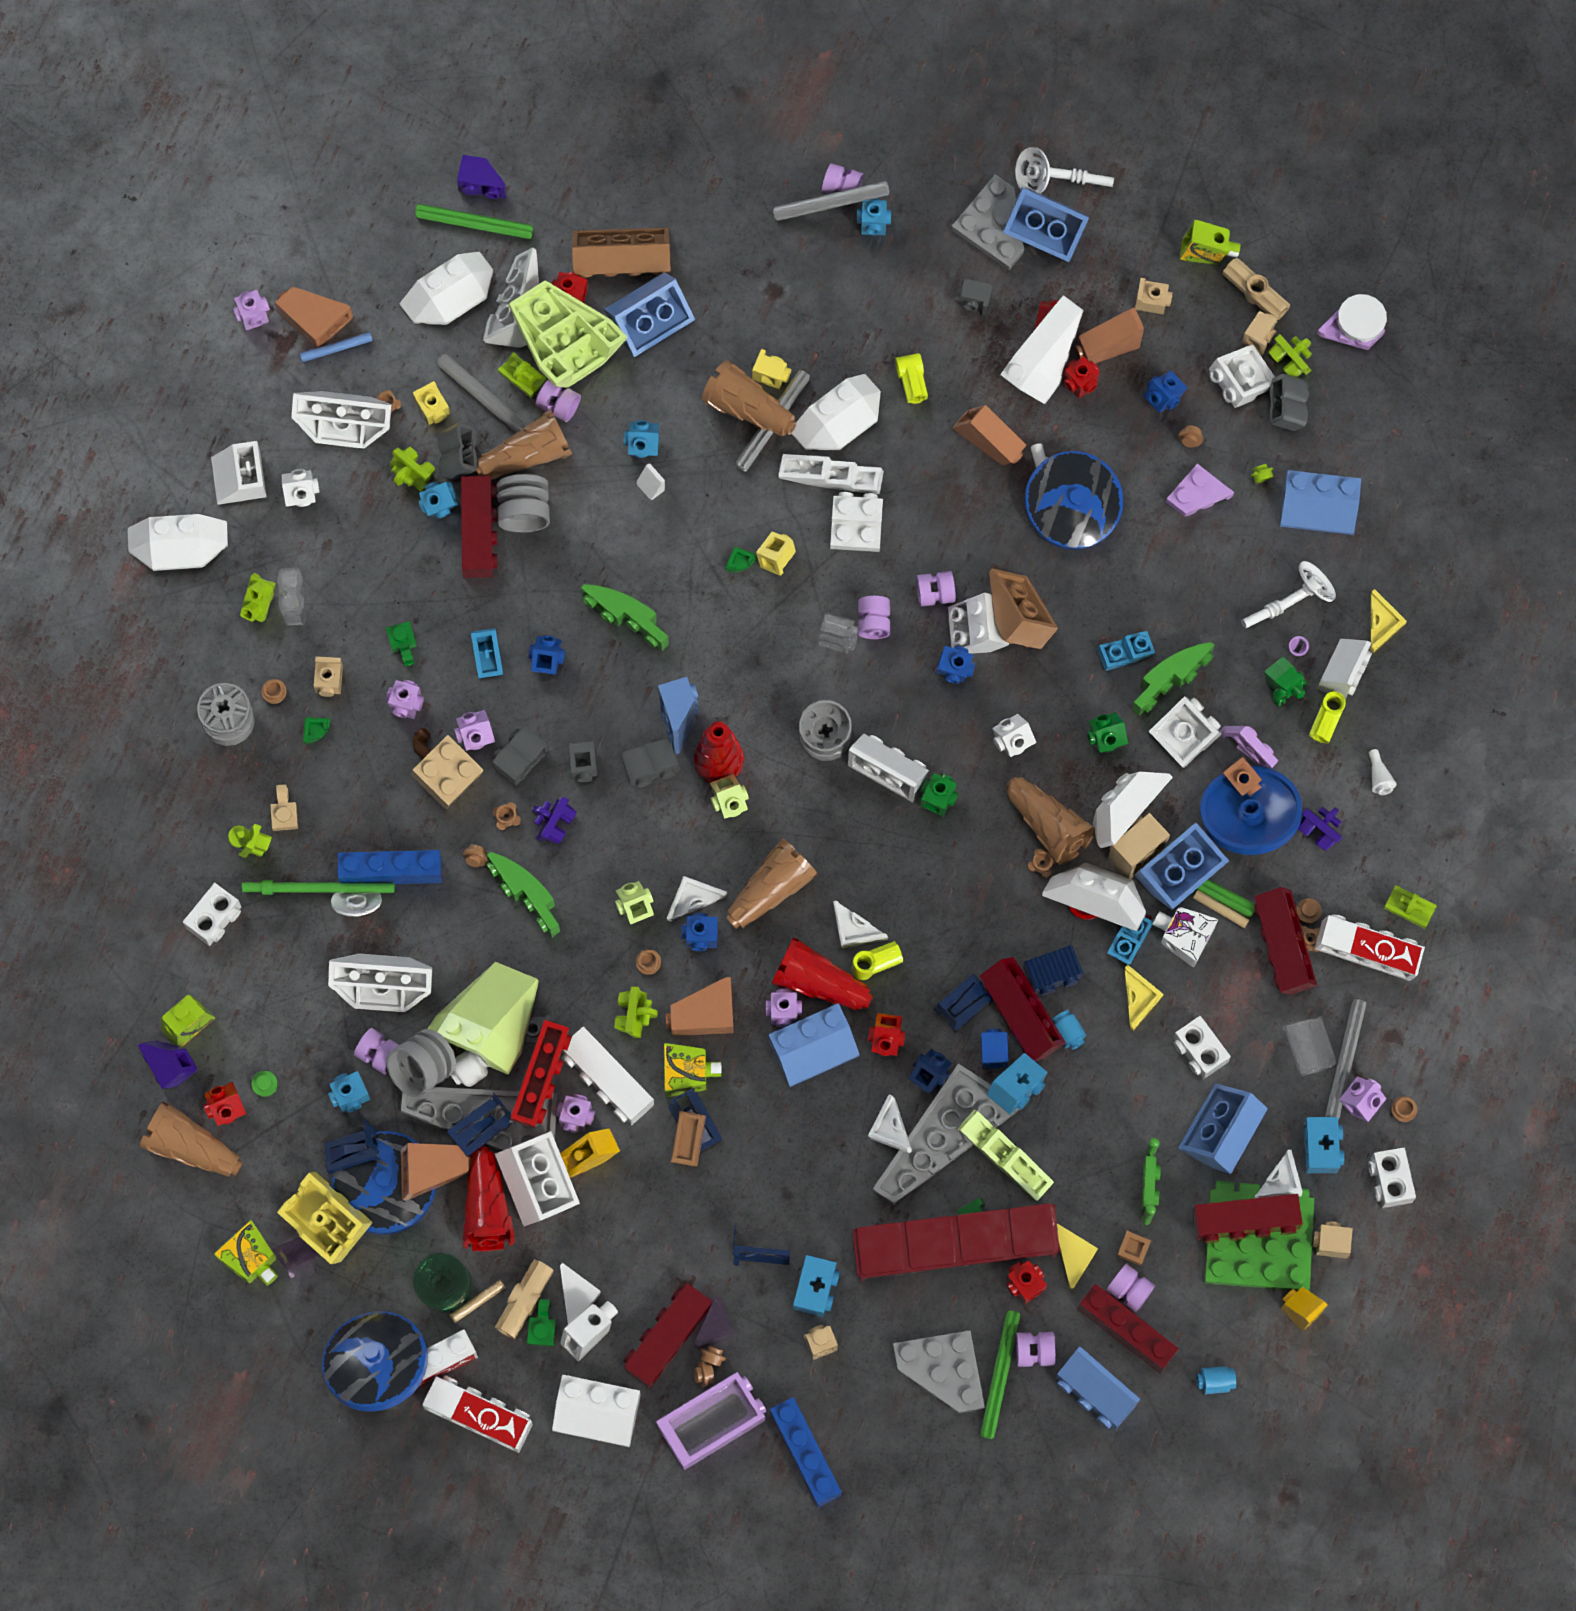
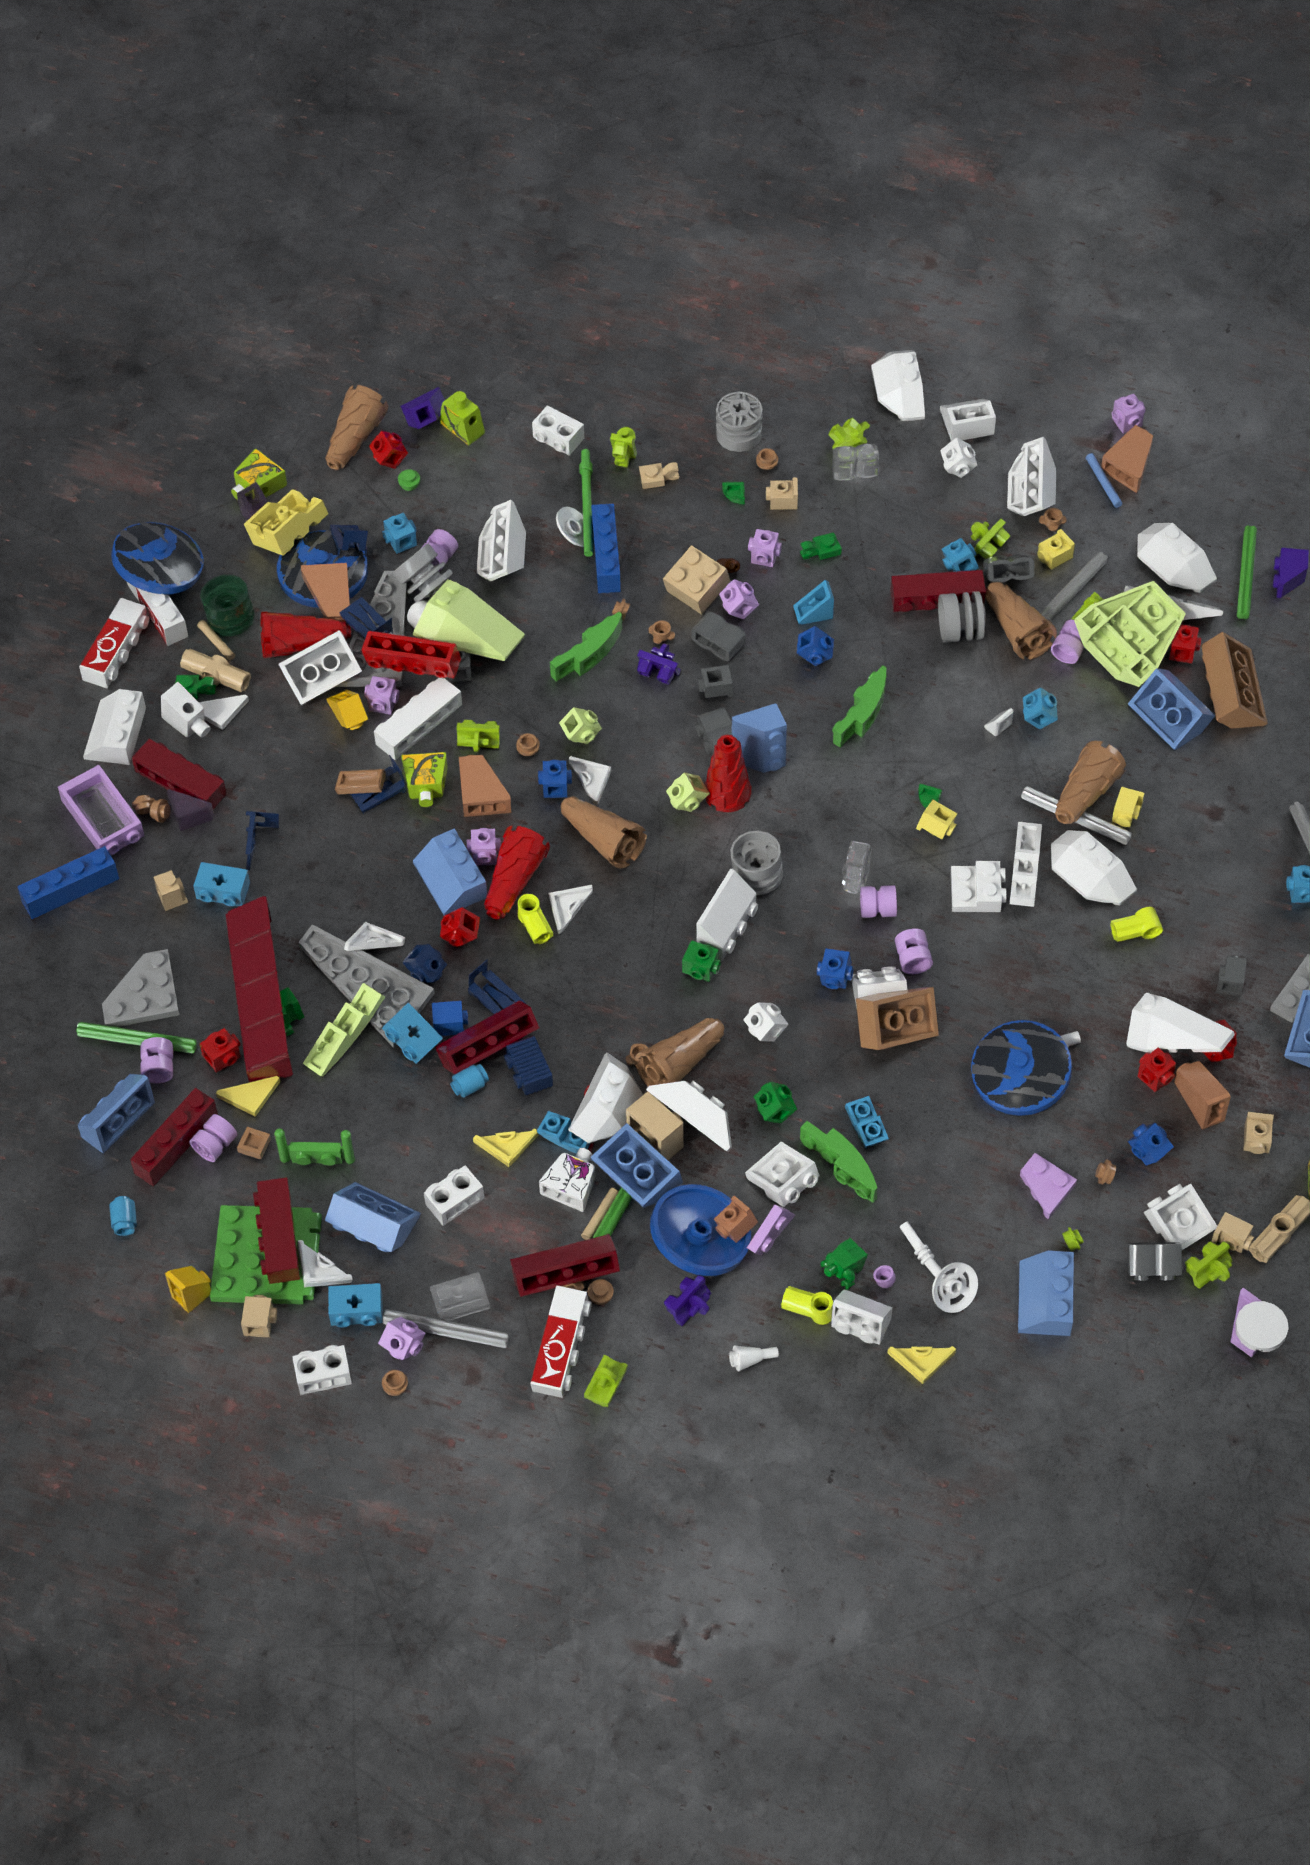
camera: 90 degrees right, 15 degrees down
(990, 435) = (1081, 991): nougat slope -> none

